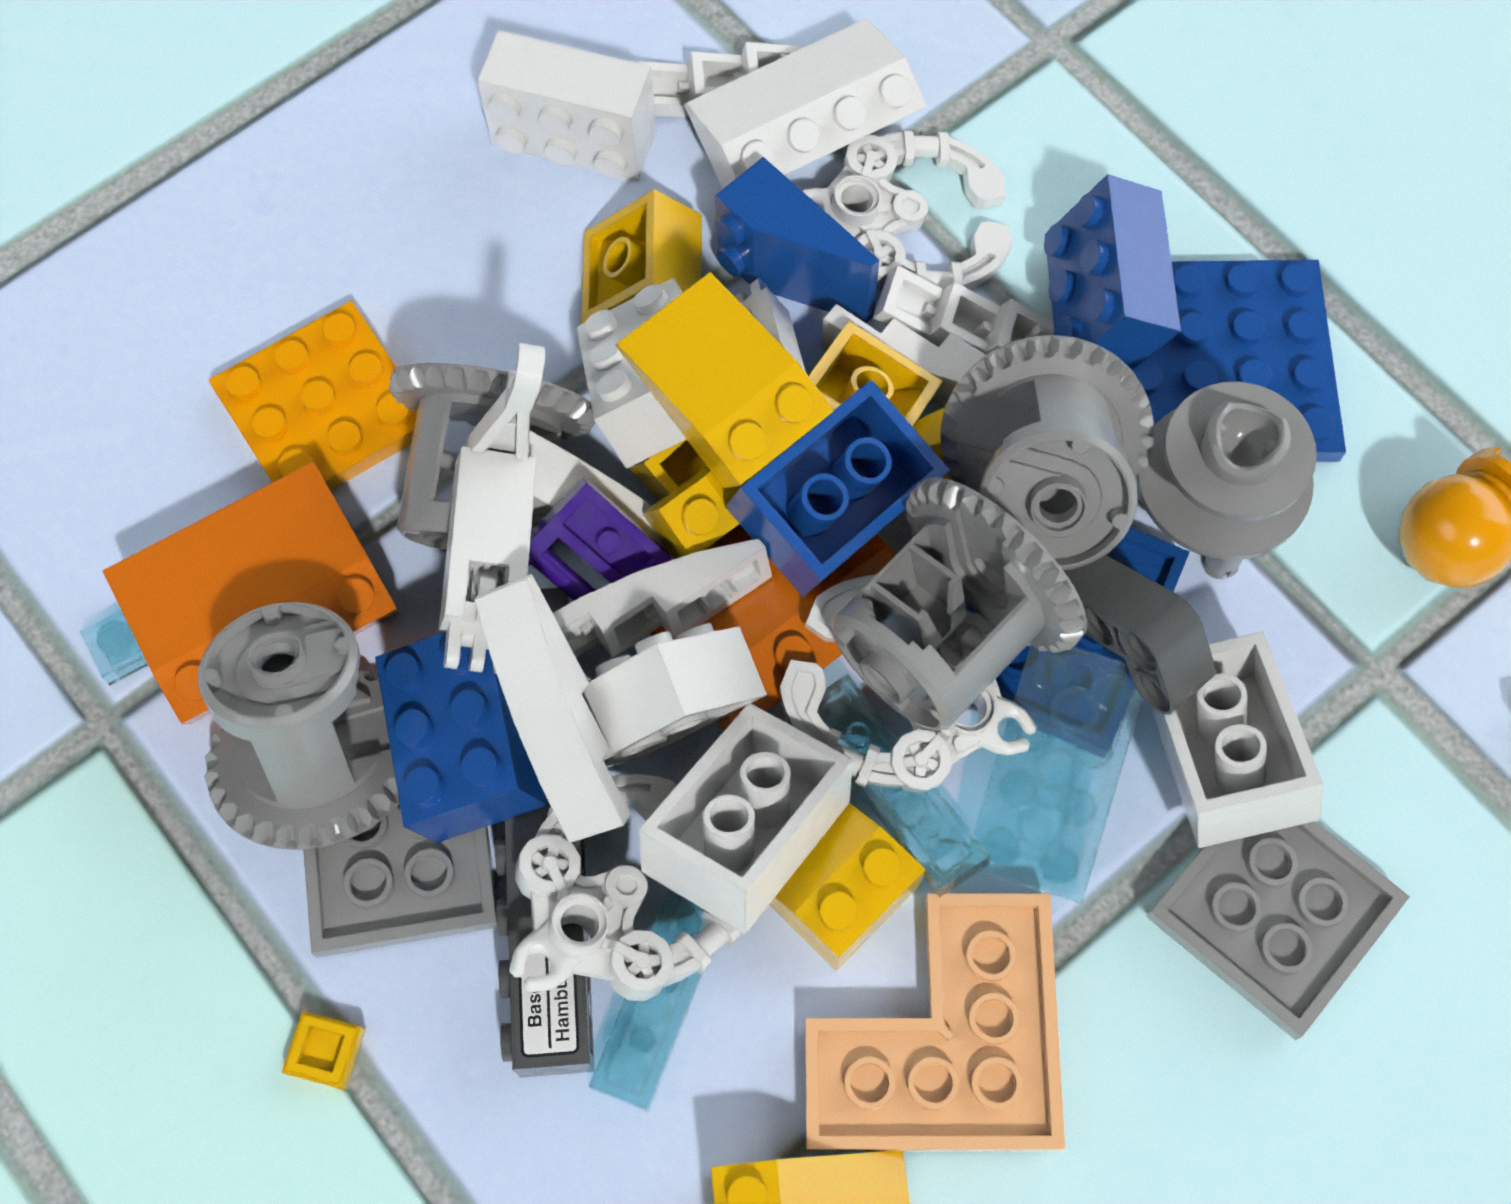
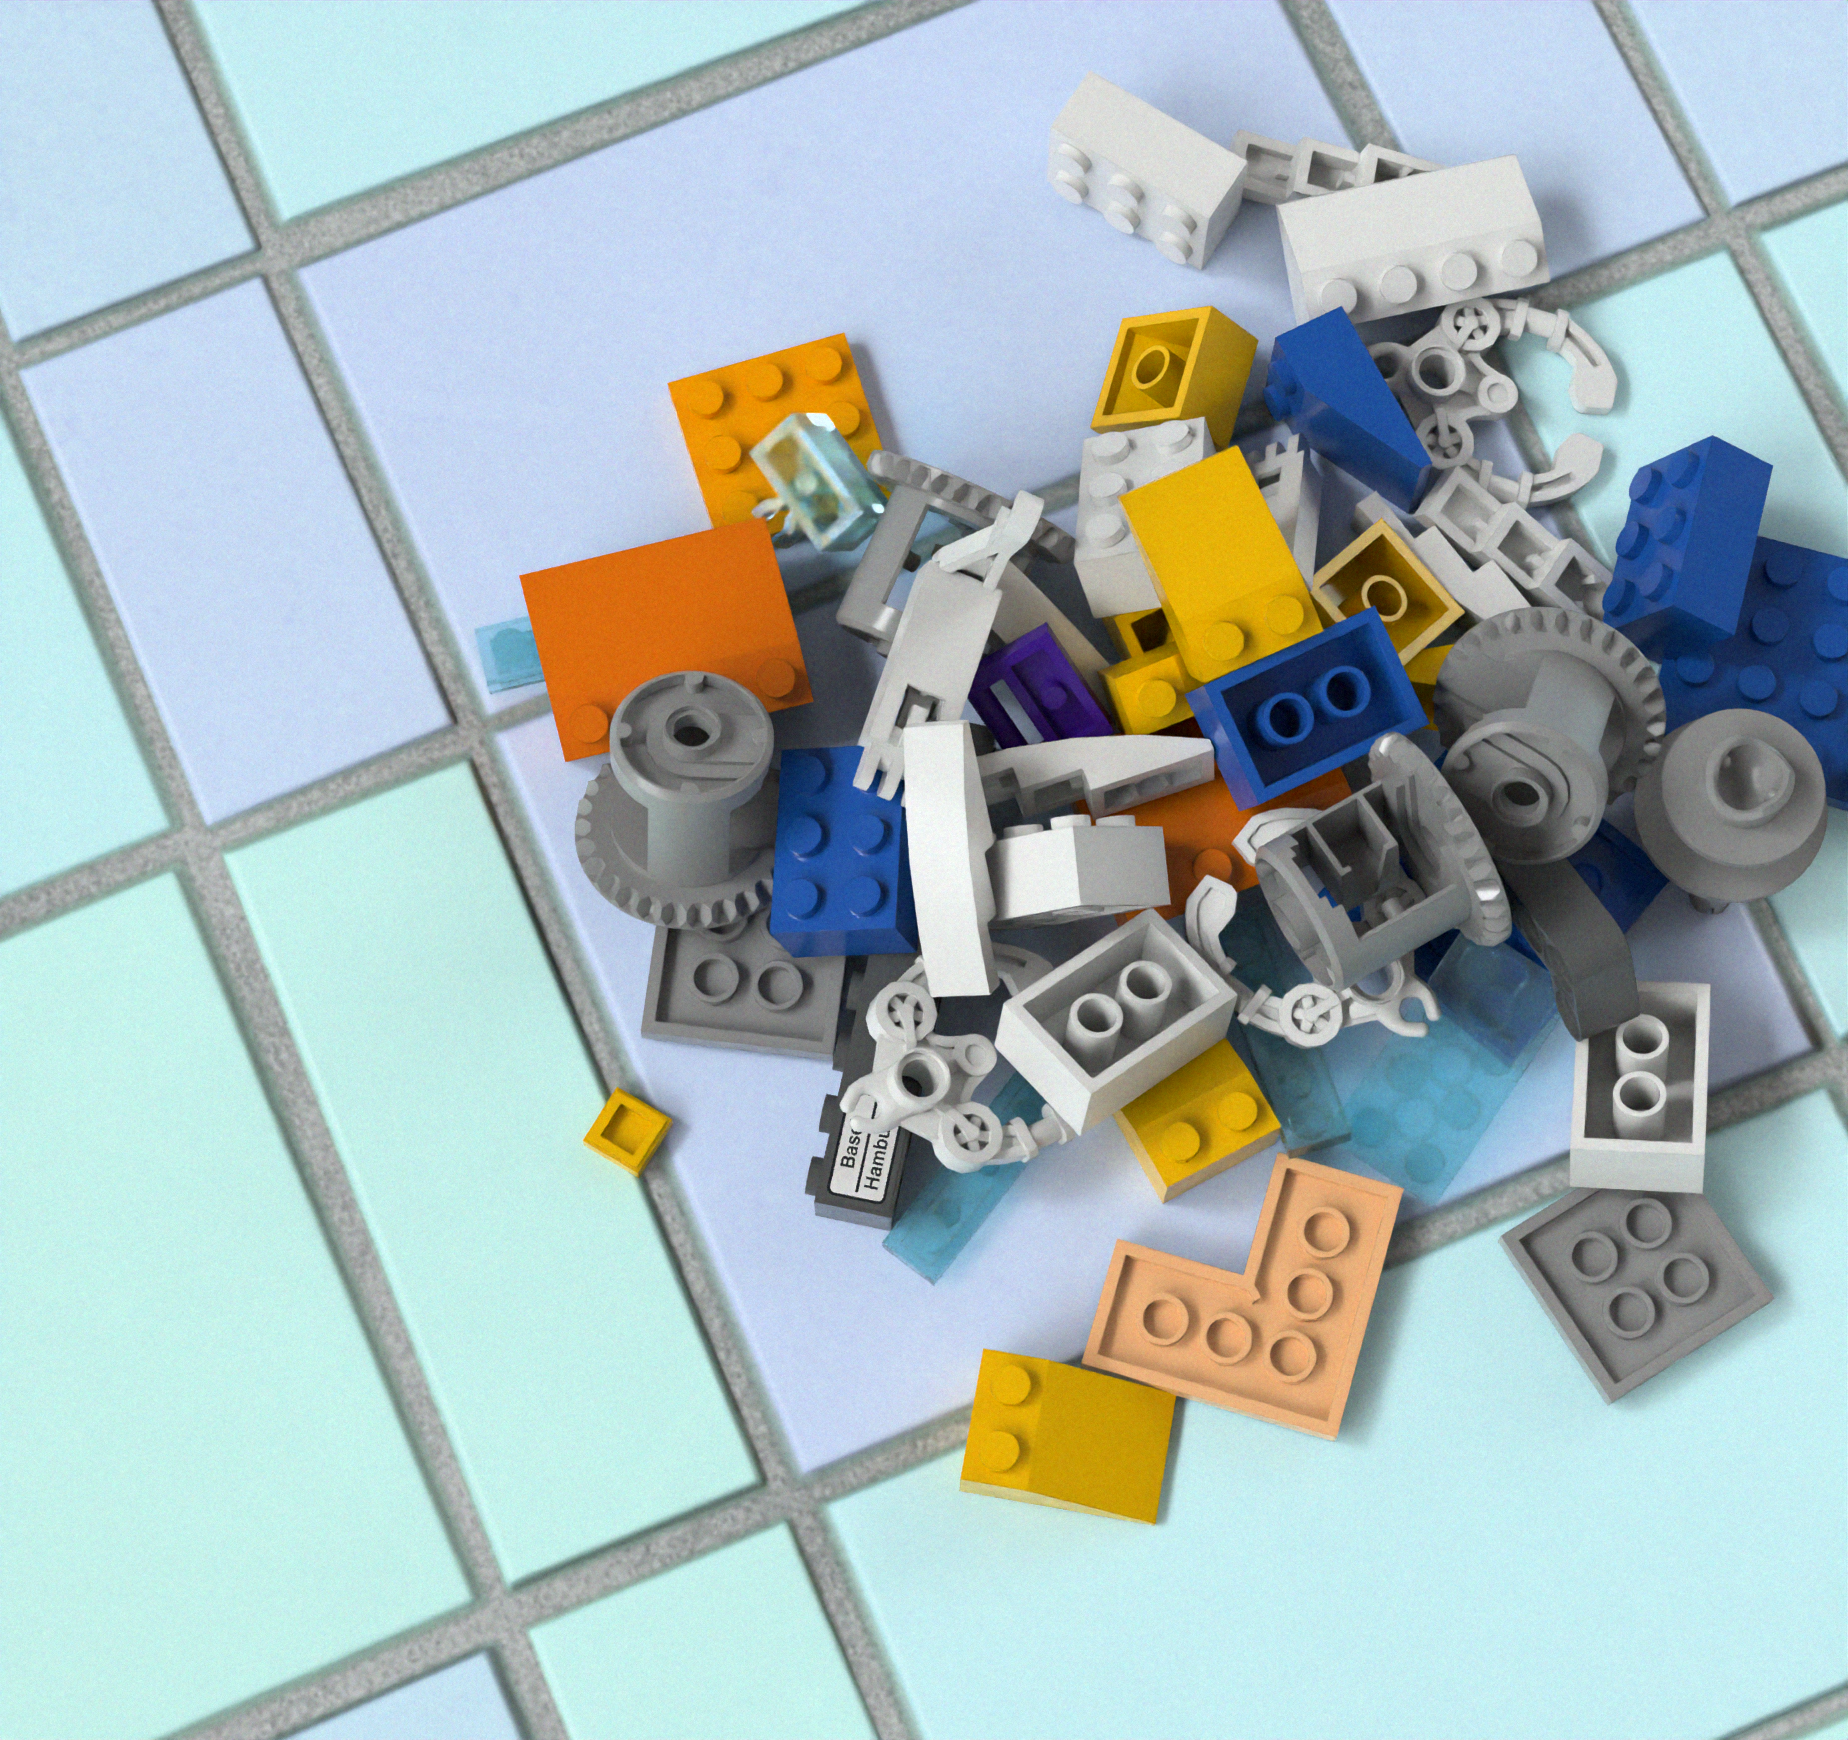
camera: 15 degrees right, 5 degrees up
(353, 422) = (819, 485): none -> clear light blue brick

